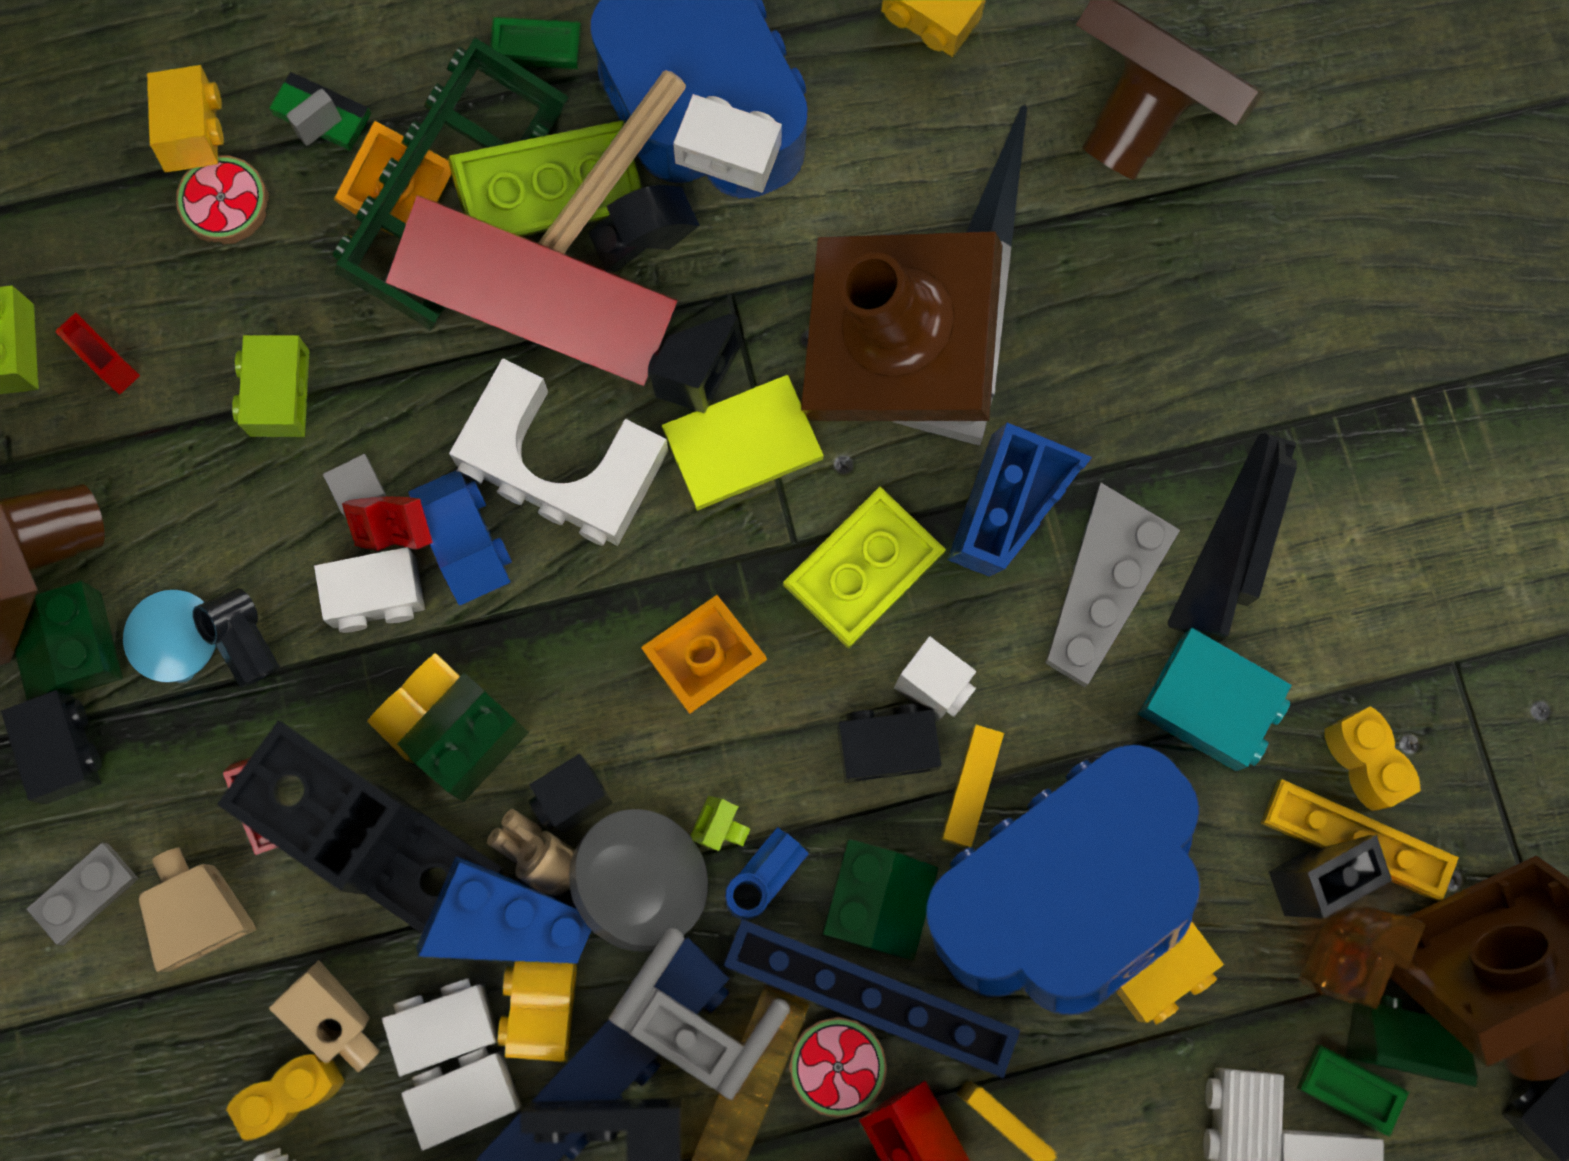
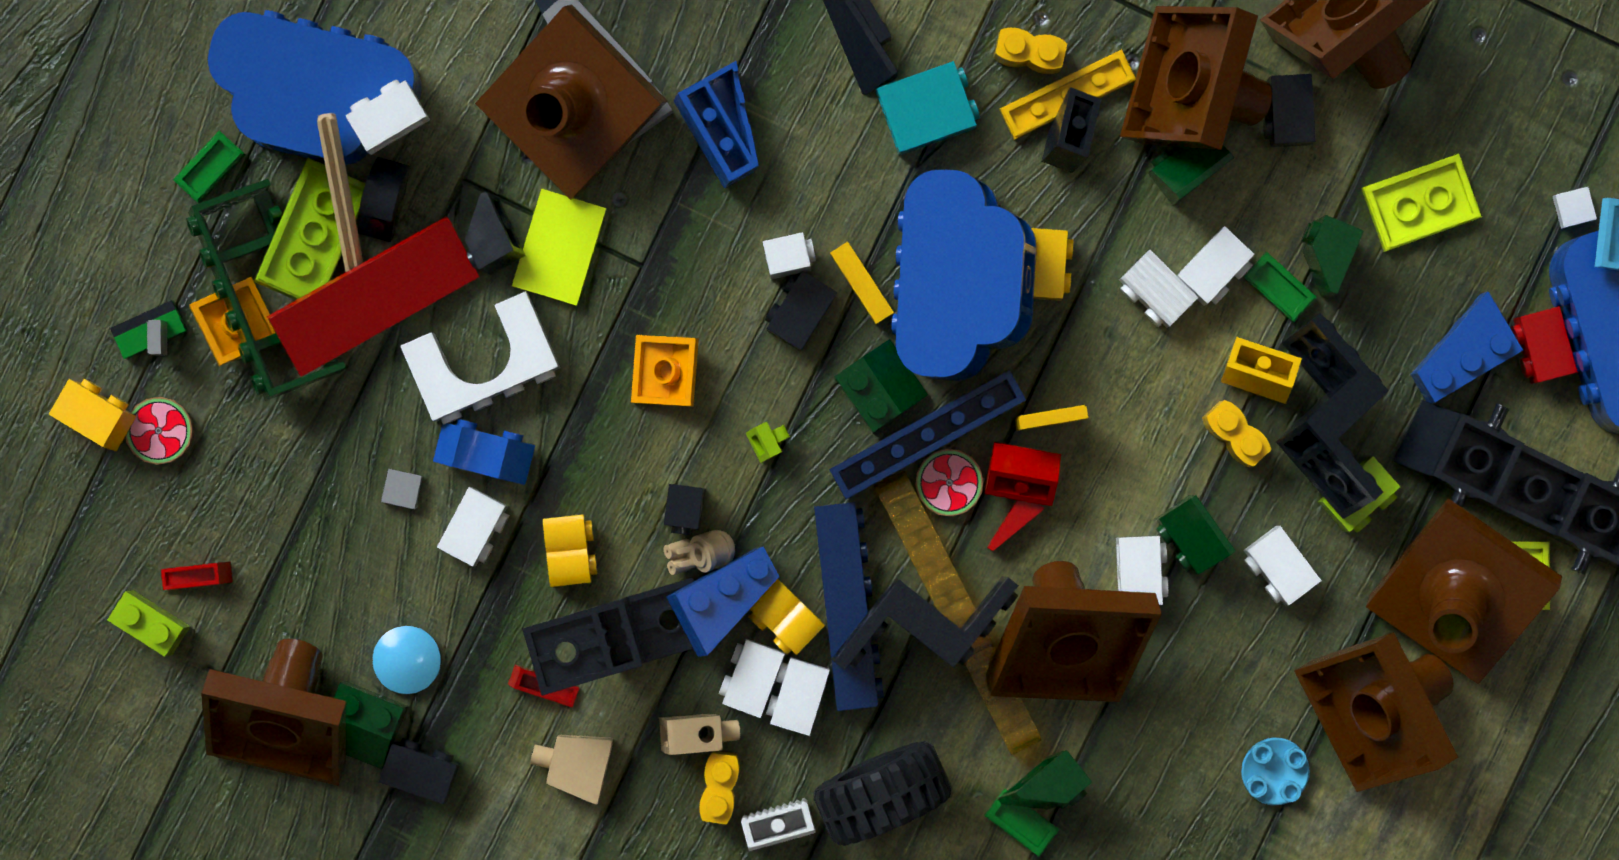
camera: 45 degrees left, 10 degrees up
(82, 894) = (516, 817): light grey plate -> none
(231, 625) = (431, 621): black piece -> none
(272, 386) = (304, 490): lime brick -> none
(387, 521) = (442, 486): red slope -> none
(462, 738) = (603, 541): dark green slope -> none
(638, 879) = (761, 507): dark grey piece -> none
(685, 1035) = (866, 548): light grey plate -> none
(767, 872) = (814, 434): blue piece -> none
(864, 567) = (689, 238): neon yellow tile -> none
(1110, 574) = (808, 101): light grey wing -> none
(1353, 1090) = (1191, 216): green tile -> none
(1358, 952) = (1119, 153): clear orange brick -> none

